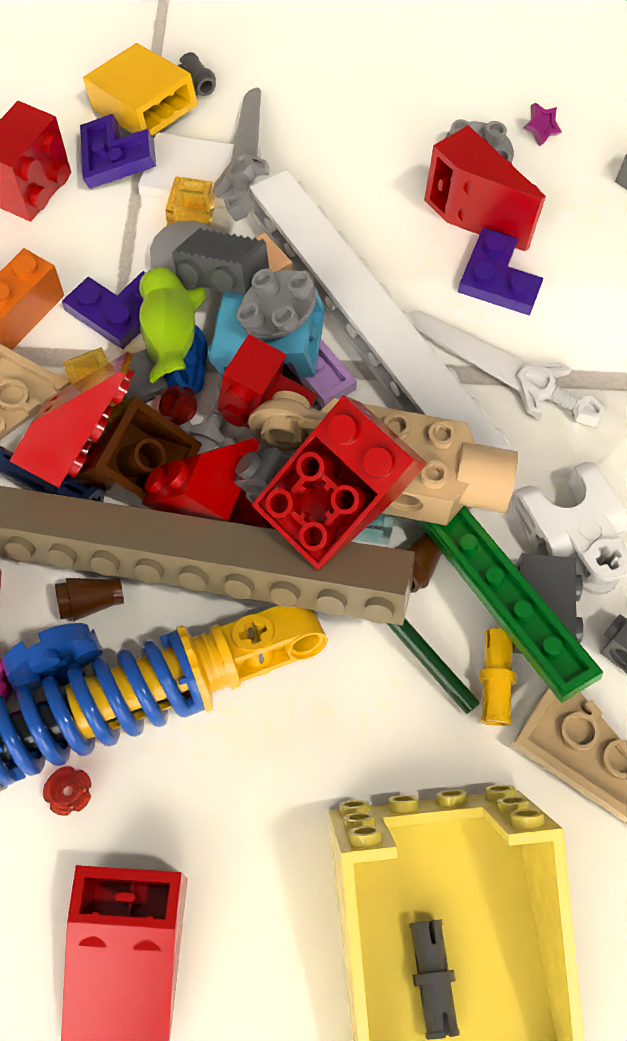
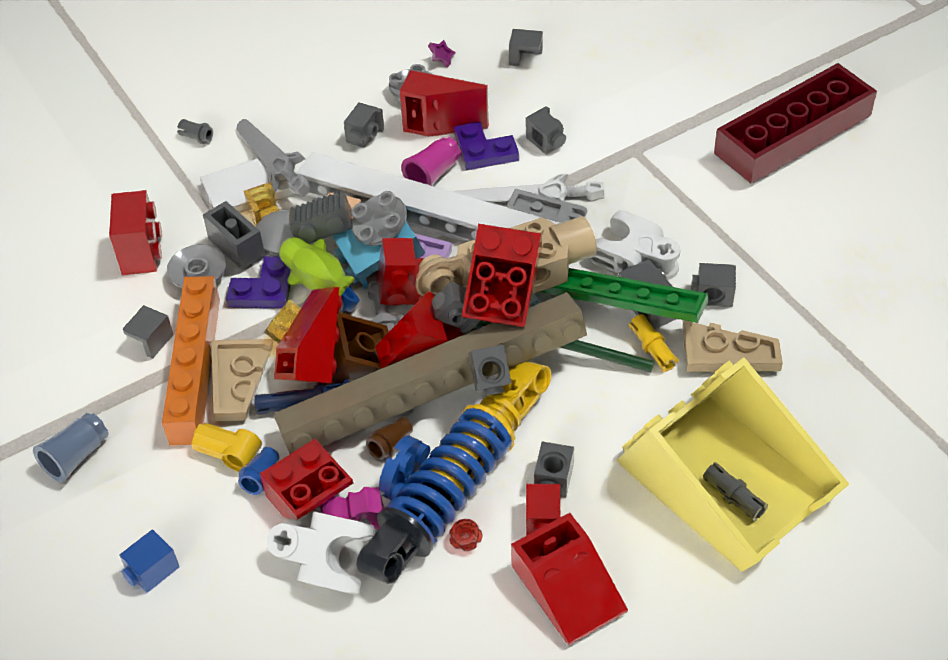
camera: 30 degrees left, 15 degrees down
(64, 240) = (196, 262): none -> light grey dish
(110, 157) = (184, 206): dark purple plate -> none
(124, 225) = (233, 234): none -> dark grey brick
(141, 90) = (170, 157): yellow brick -> none
(174, 828) = (541, 505): none -> red brick
(178, 404) = (355, 304): clear red plate -> none
(238, 756) = (558, 459): none -> dark grey brick
(244, 587) = (493, 355): none -> dark grey brick
(378, 166) = (363, 124): none -> dark grey brick
(417, 260) = (432, 161): none -> dark pink plant
(506, 405) = (545, 206): none -> light grey hinge
(586, 294) = (544, 130): none -> dark grey brick

